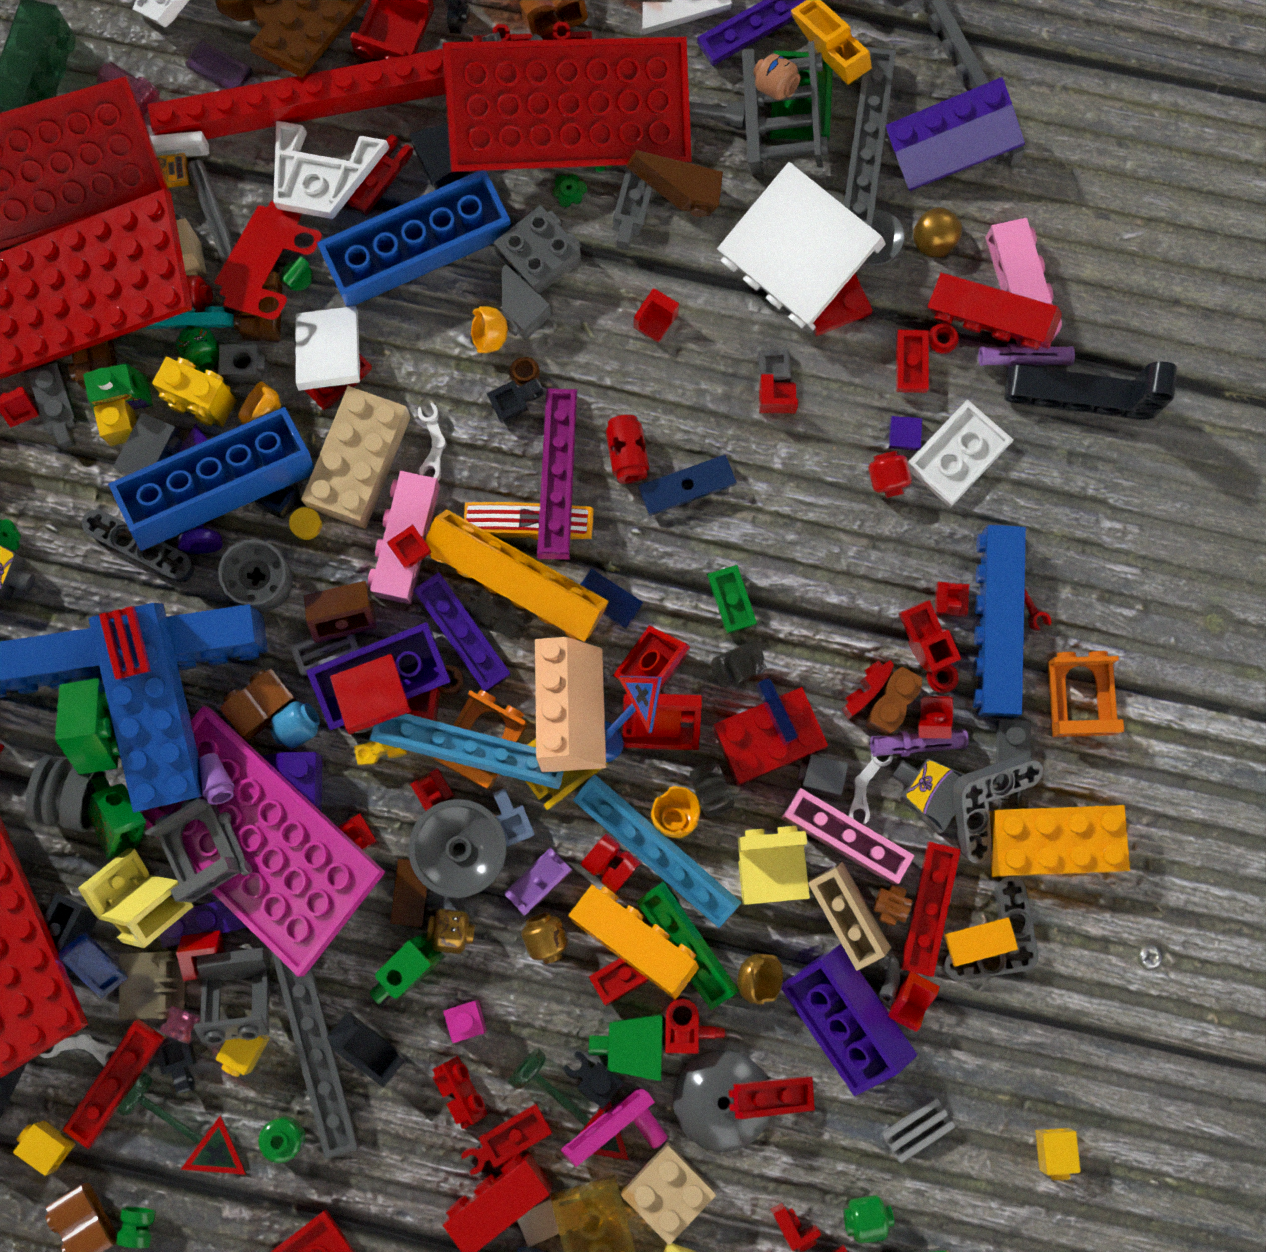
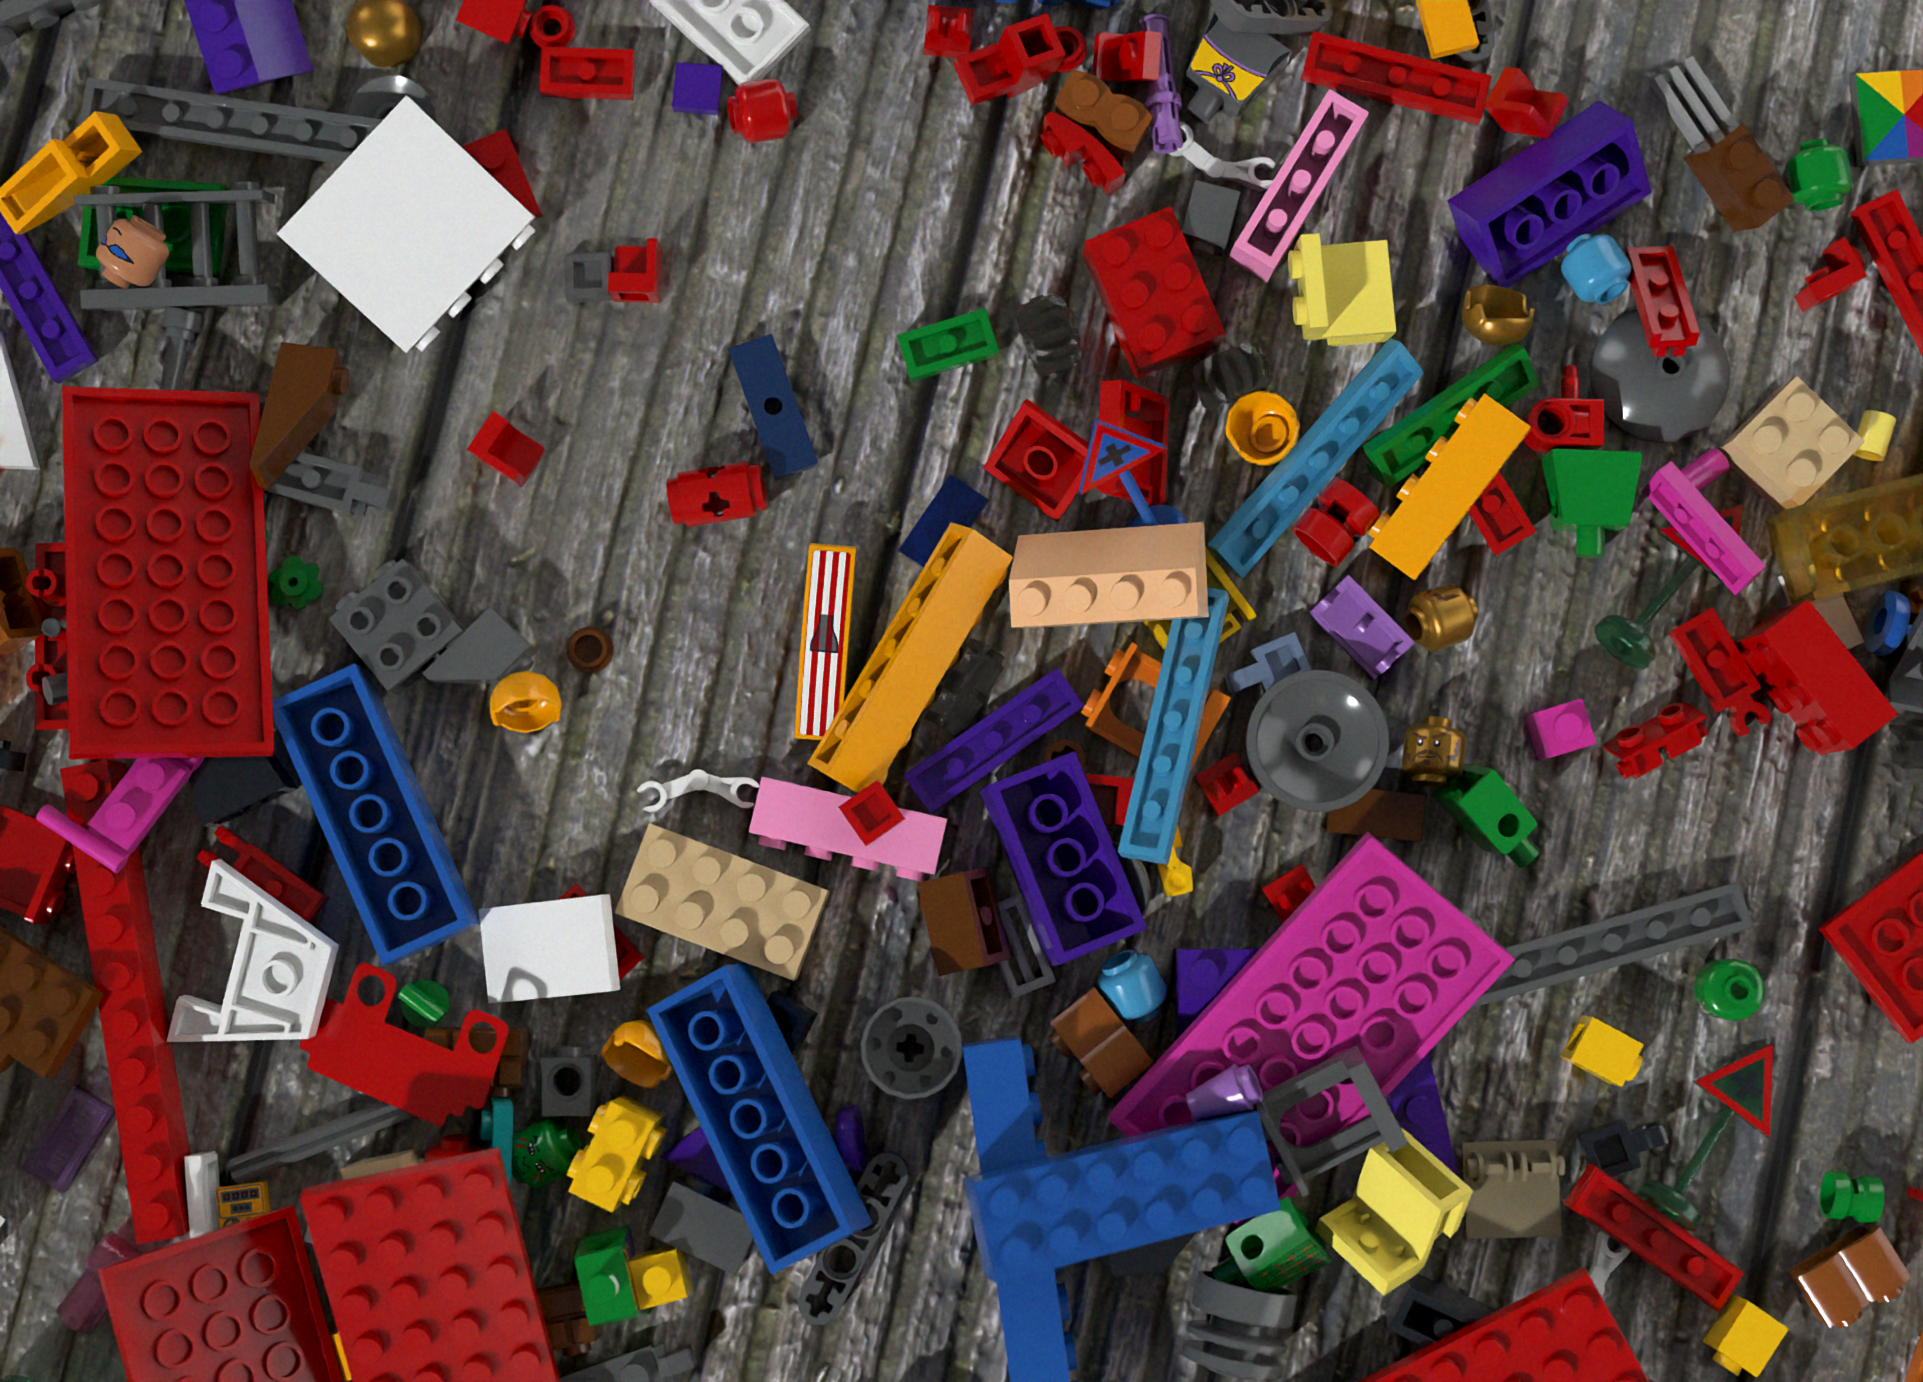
camera: 90 degrees left, 5 degrees up
(86, 727) = (1151, 1284): green brick -> none
(93, 965) = (1491, 1271): clear blue tile -> none
(113, 651) = (1078, 1211): red tile -> none
(179, 1024) = (1574, 1139): clear pink wheel -> none
(197, 945) = (1461, 1118): red panel -> none
(231, 966) = (1484, 1067): dark grey panel -> none
(244, 867) = (1283, 1077): dark grey hinge -> none
(305, 523) = (822, 980): yellow tile -> none
(365, 1049) = (1604, 869): black panel -> none
(370, 694) = (1099, 863): red tile -> none
(414, 85) = (127, 811): none -> dark pink plate
(510, 400) = (635, 669): black plate -> none
(557, 474) = (756, 595): magenta tile -> none
(597, 1083) = (1641, 546): black plate -> none
(776, 711) = (1128, 271): clear blue tile -> none
(795, 1052) = (1596, 268): none -> dark azure head
(849, 916) = (1409, 186): tan brick -> none
(863, 1157) = (1738, 178): none -> reddish brown brick
(891, 982) = (1491, 134): dark grey arm -> none
(892, 905) = (1392, 128): dark orange gear -> none

